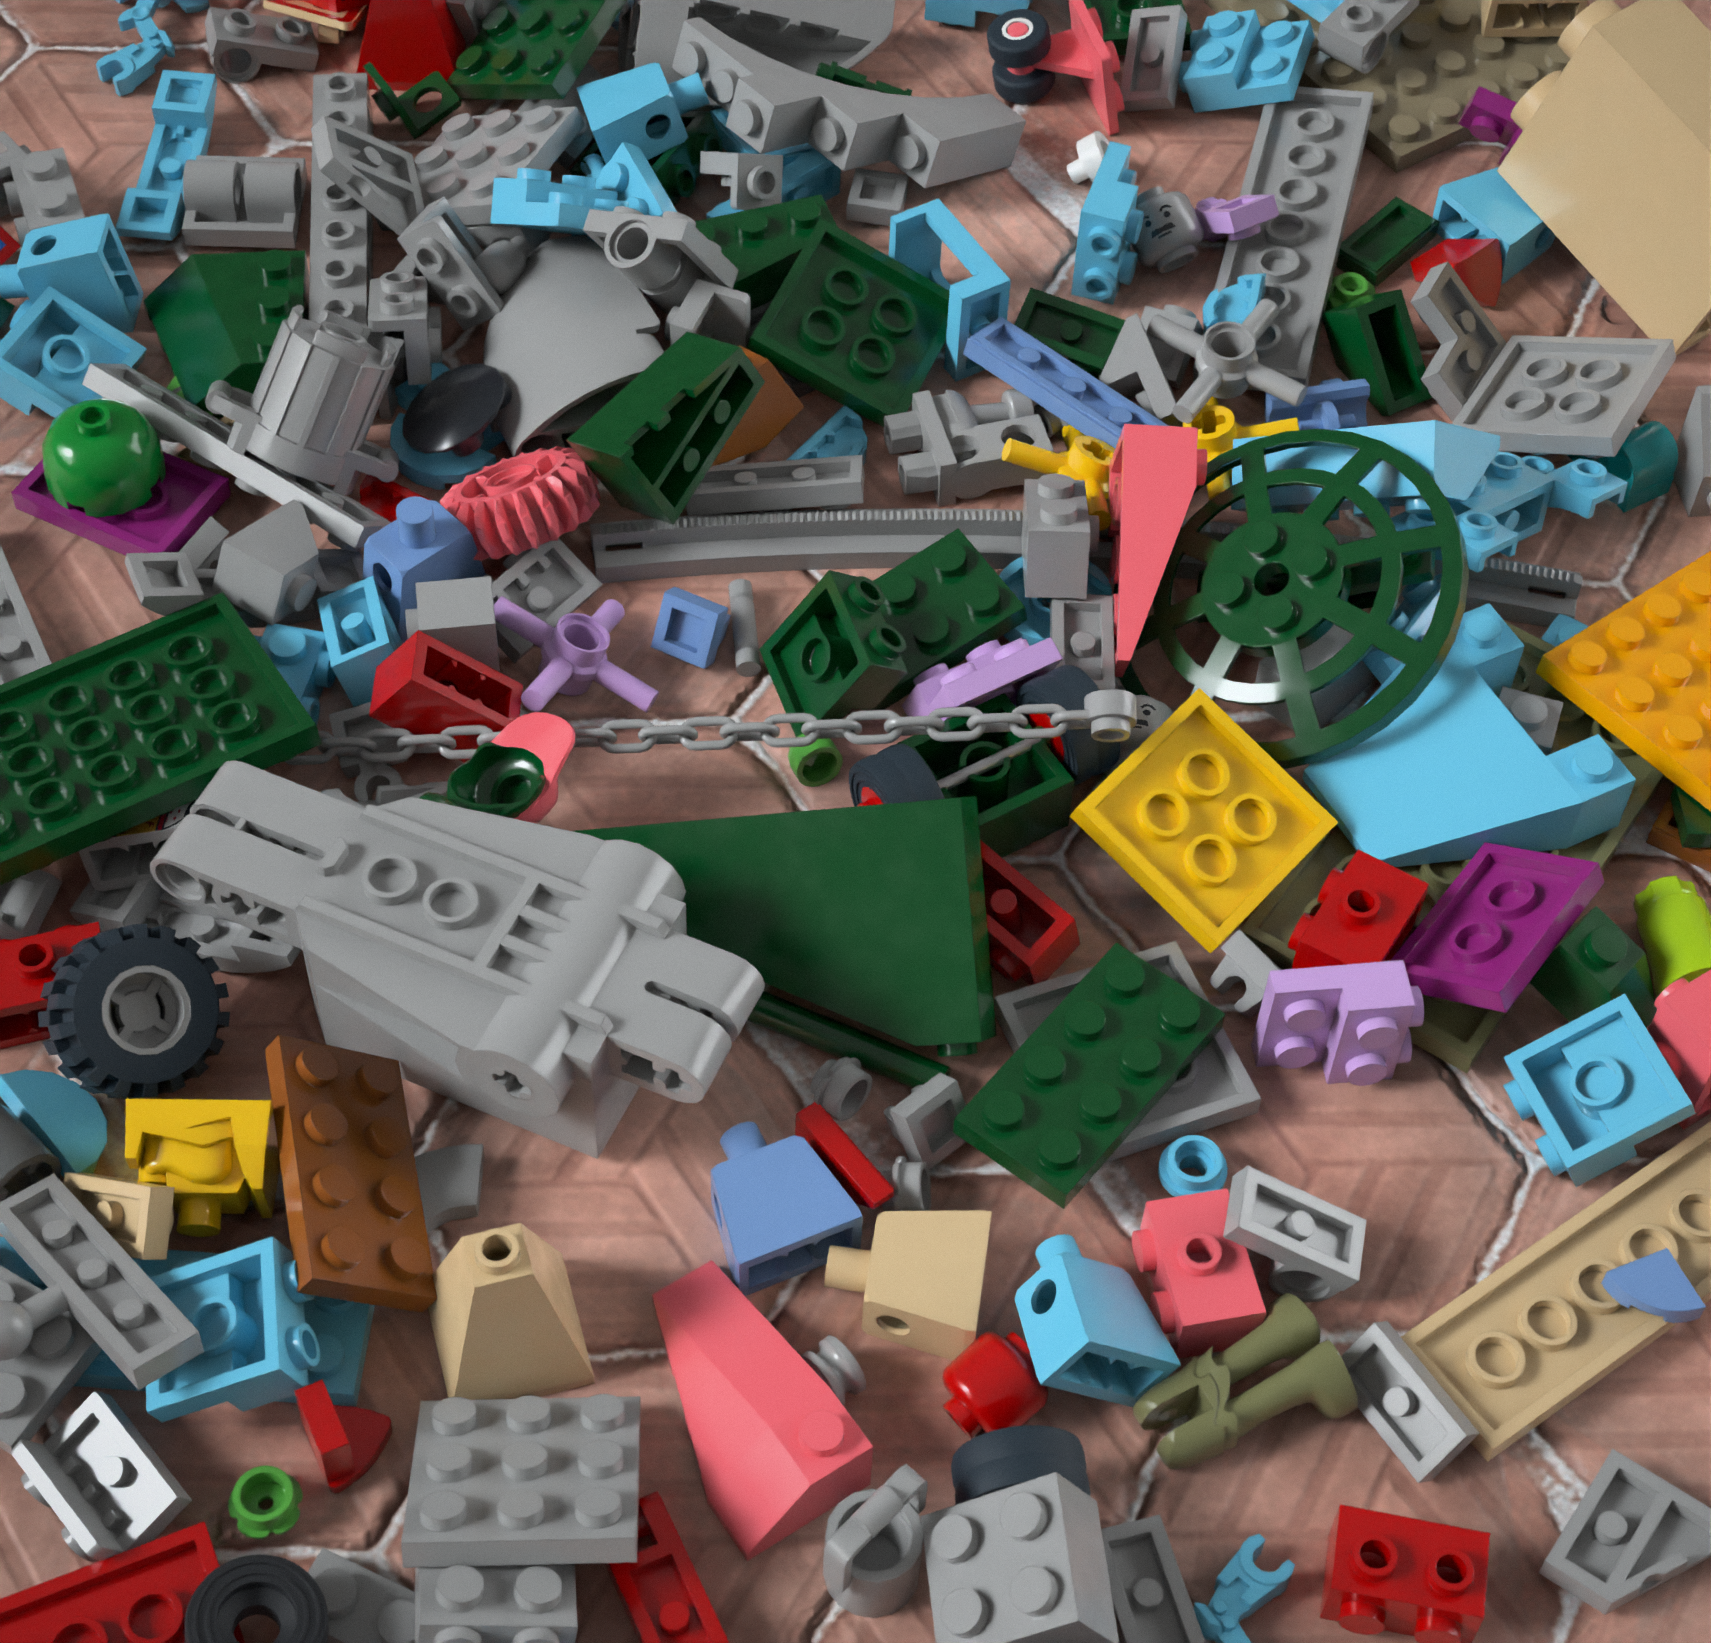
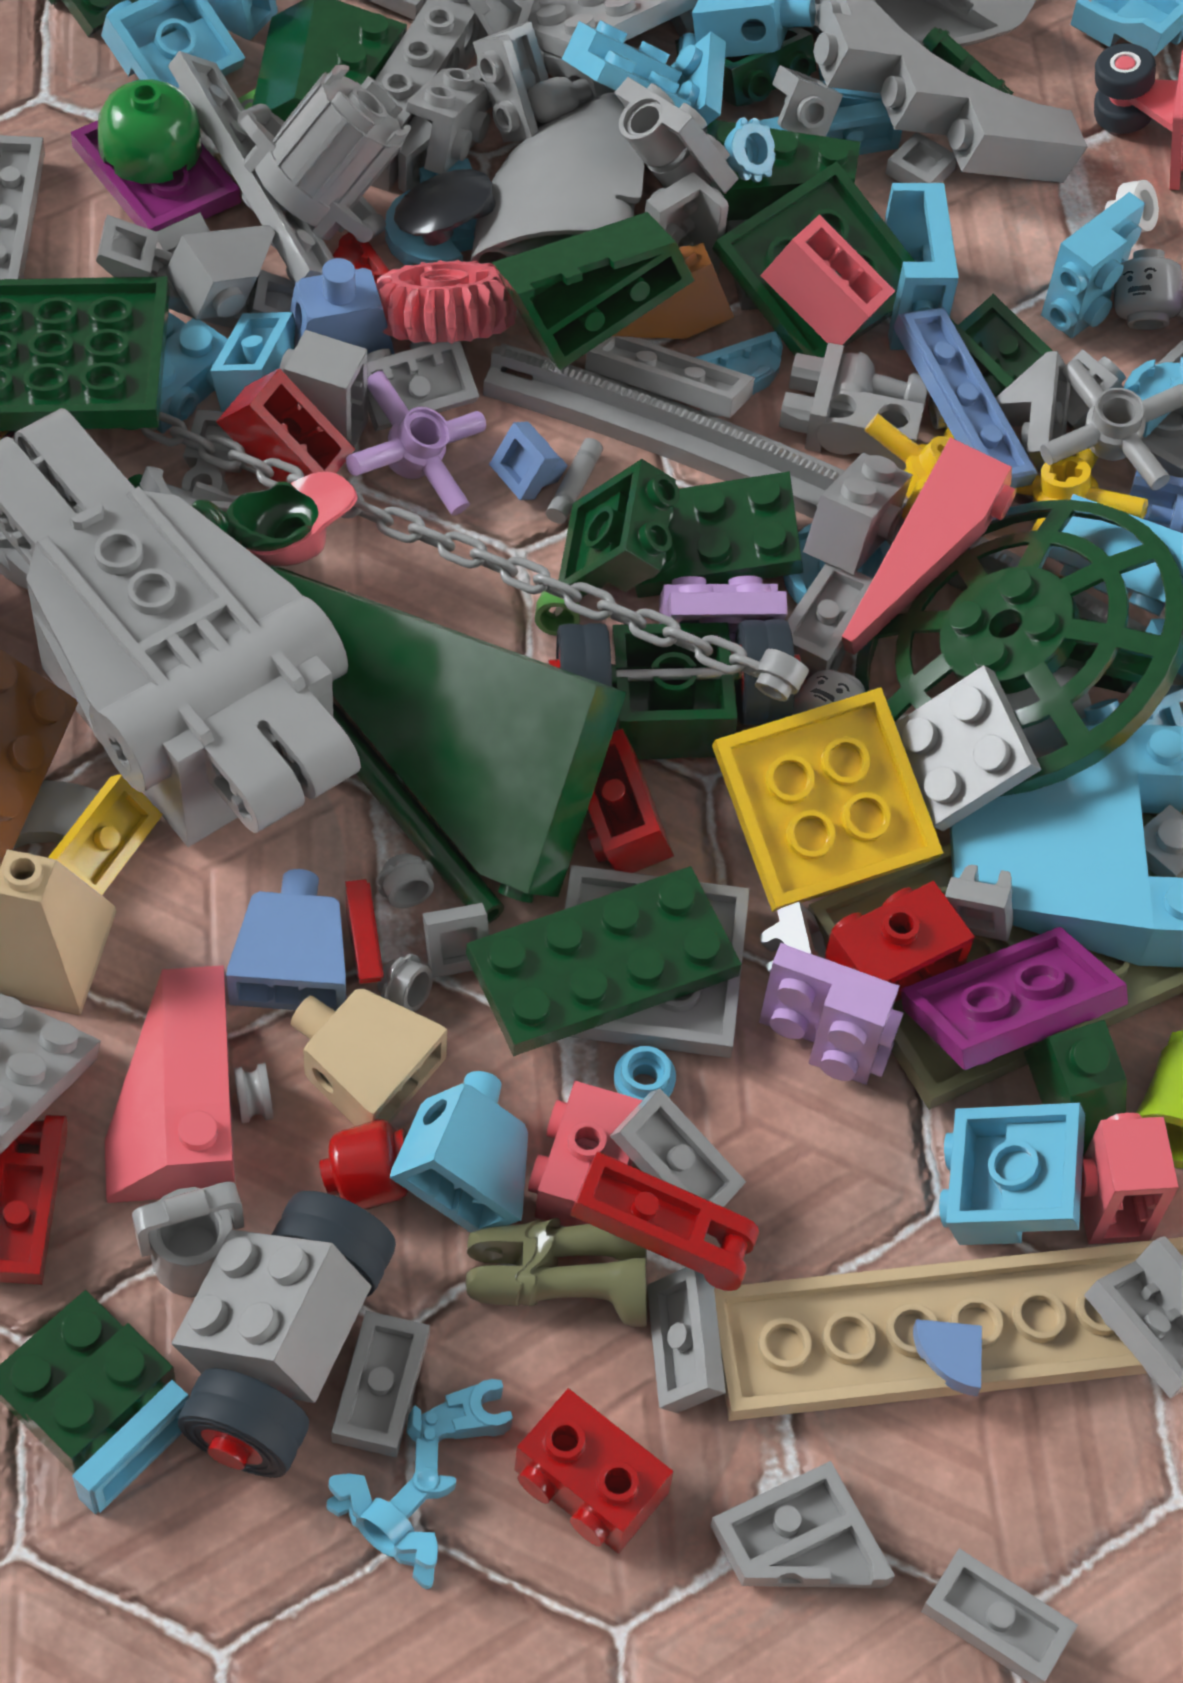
camera: 25 degrees right, 5 degrees up
(511, 1176) = (107, 833): none -> yellow plate
(734, 236) = (750, 149): none -> medium azure animal
(886, 335) = (809, 282): none -> coral brick
(1308, 710) = (966, 748): none -> plate
(1330, 1292) = (666, 1220): none -> red plate
(1411, 850) = (981, 905): none -> light grey tile

